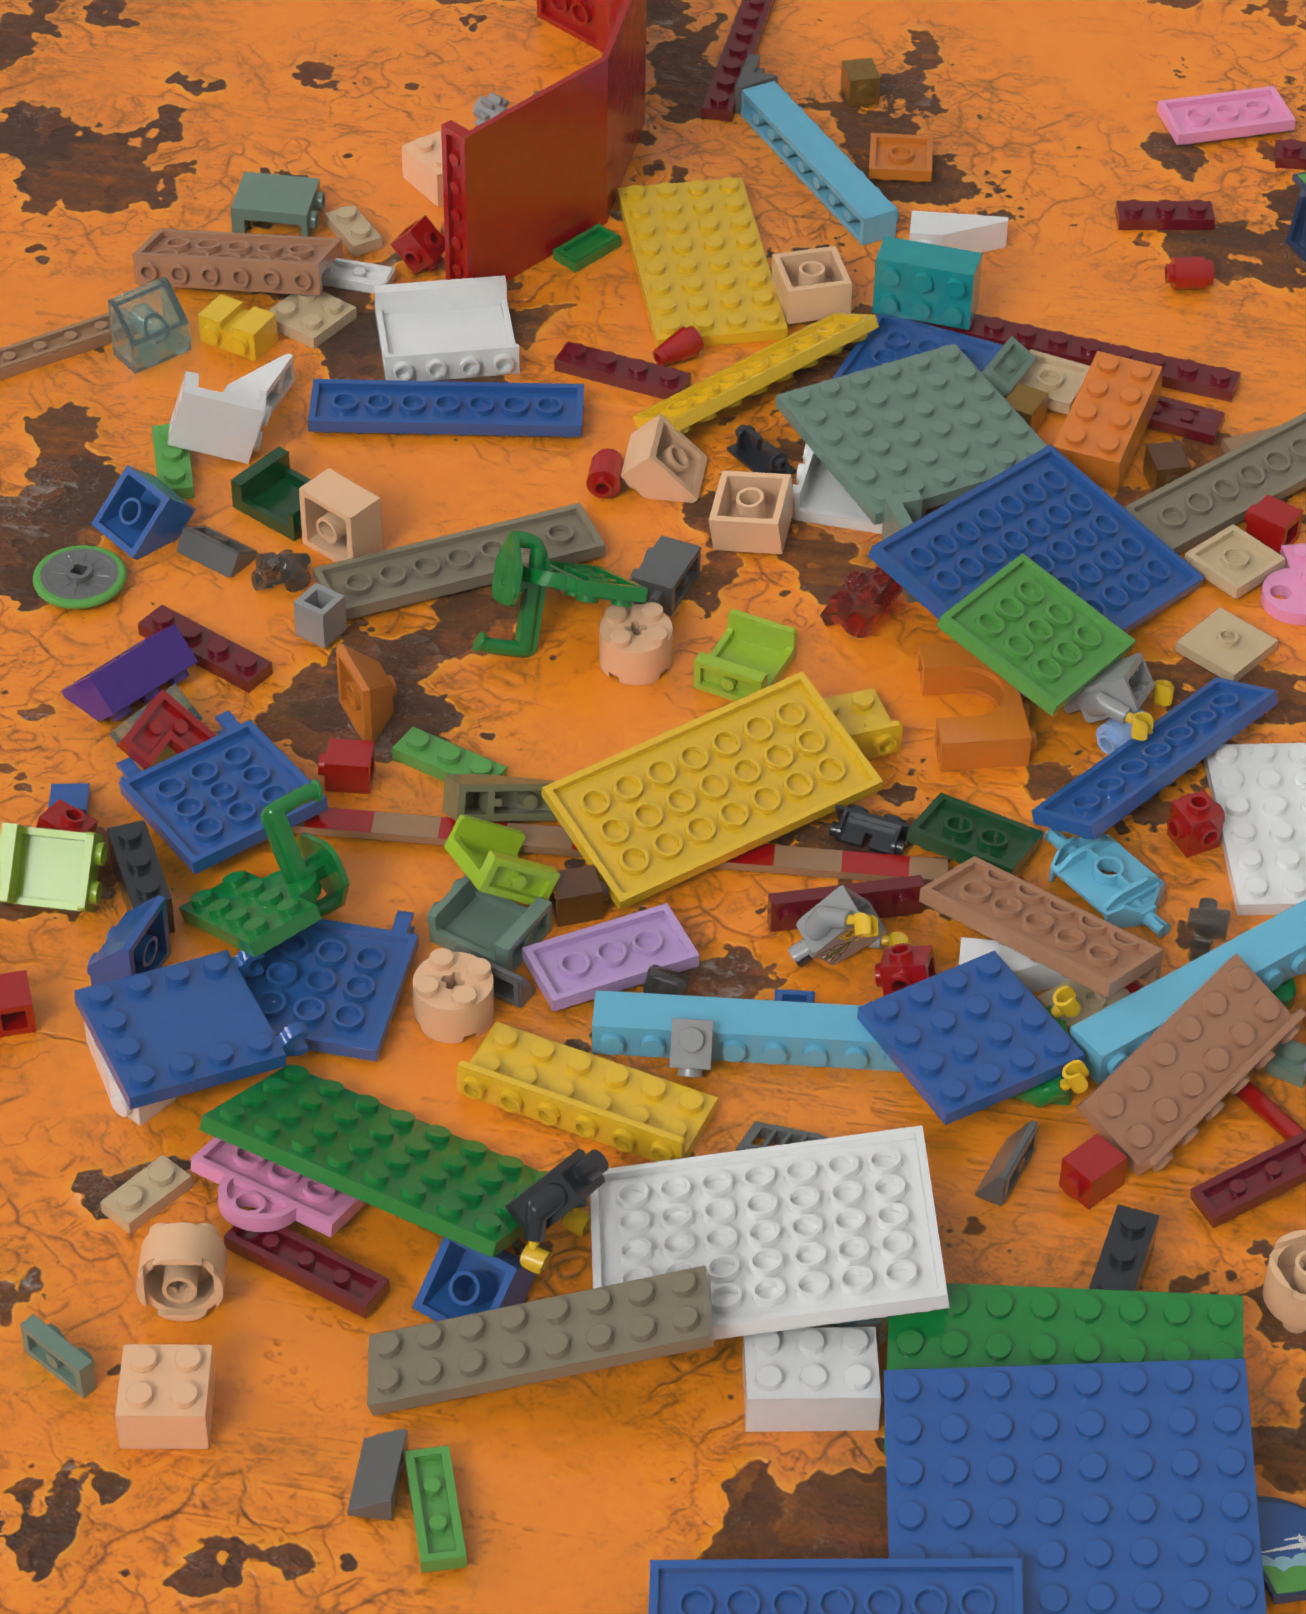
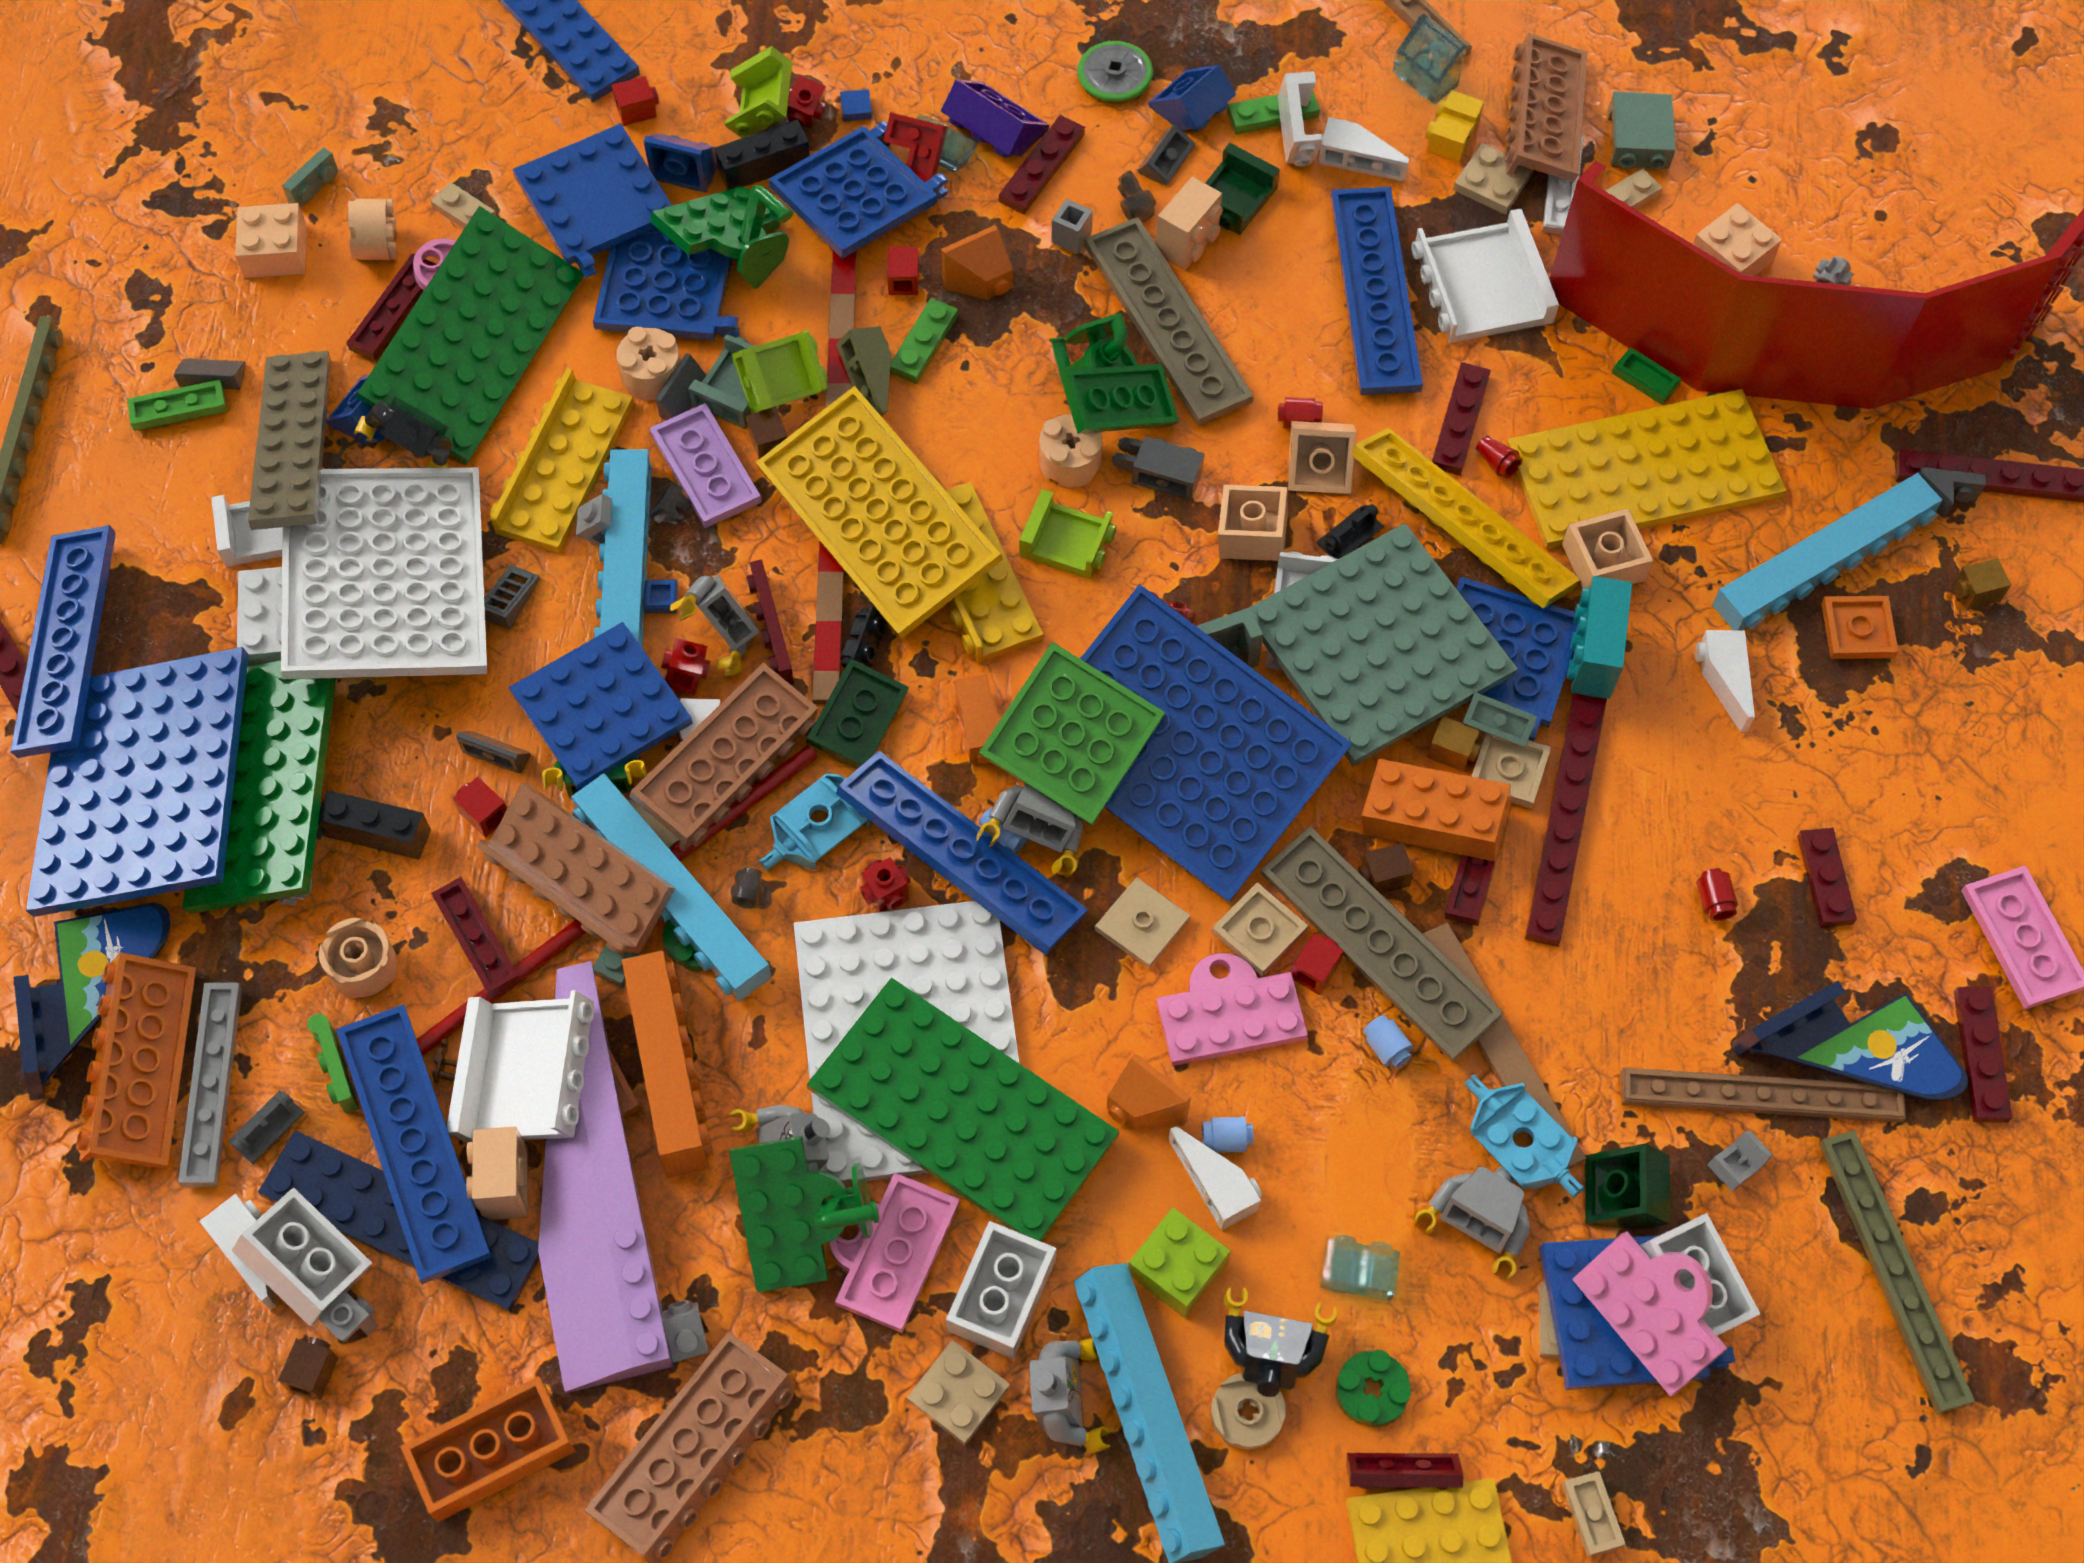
camera: 85 degrees right, 20 degrees up
(654, 1411) = (236, 540): none -> white panel

